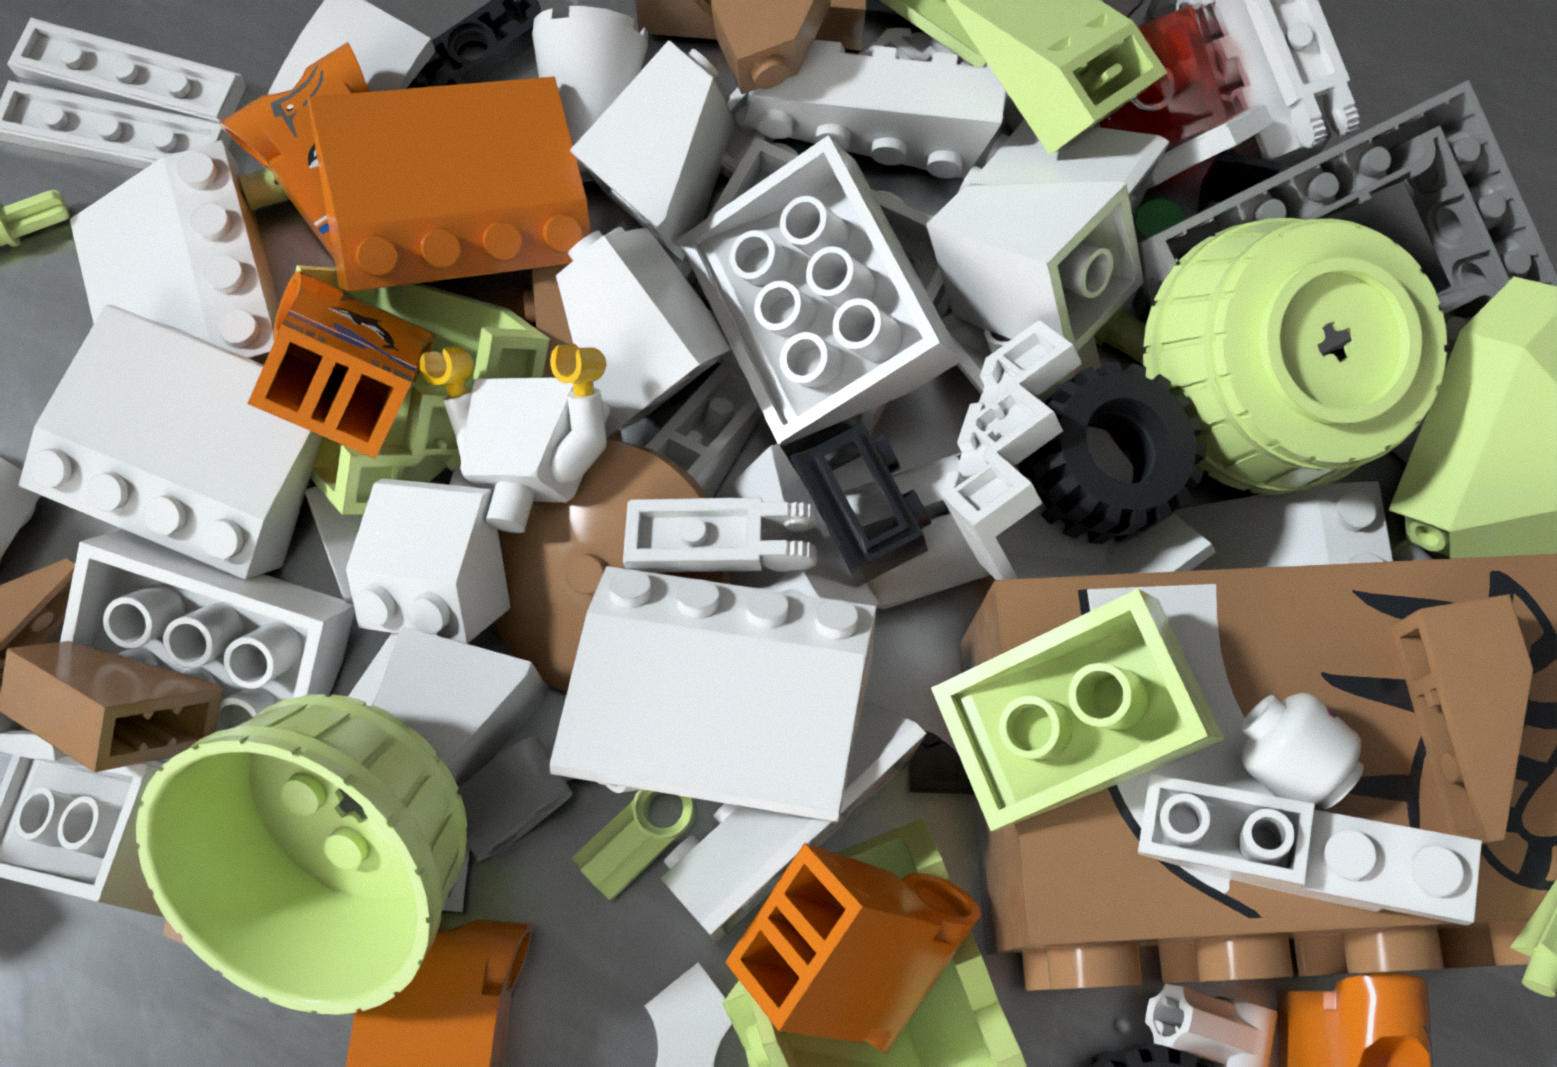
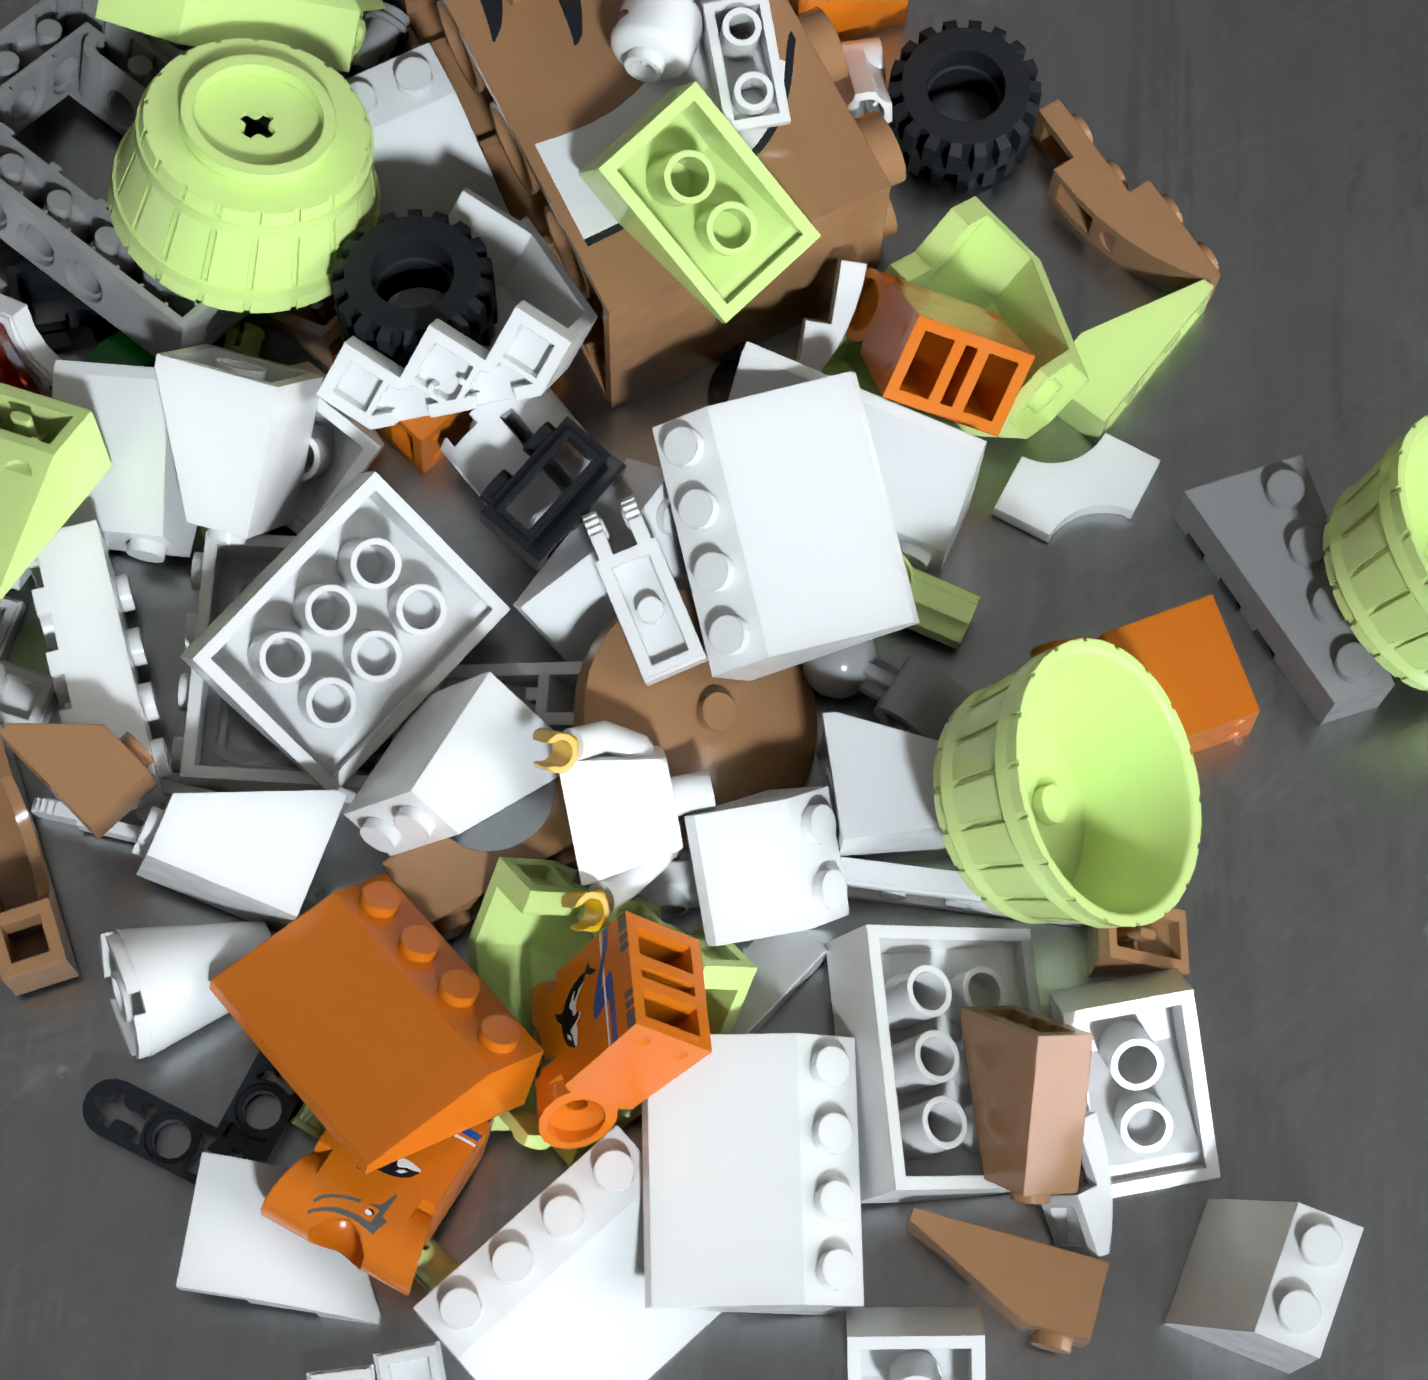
camera: 115 degrees left, 0 degrees up
(927, 842) = (821, 338): none -> white slope

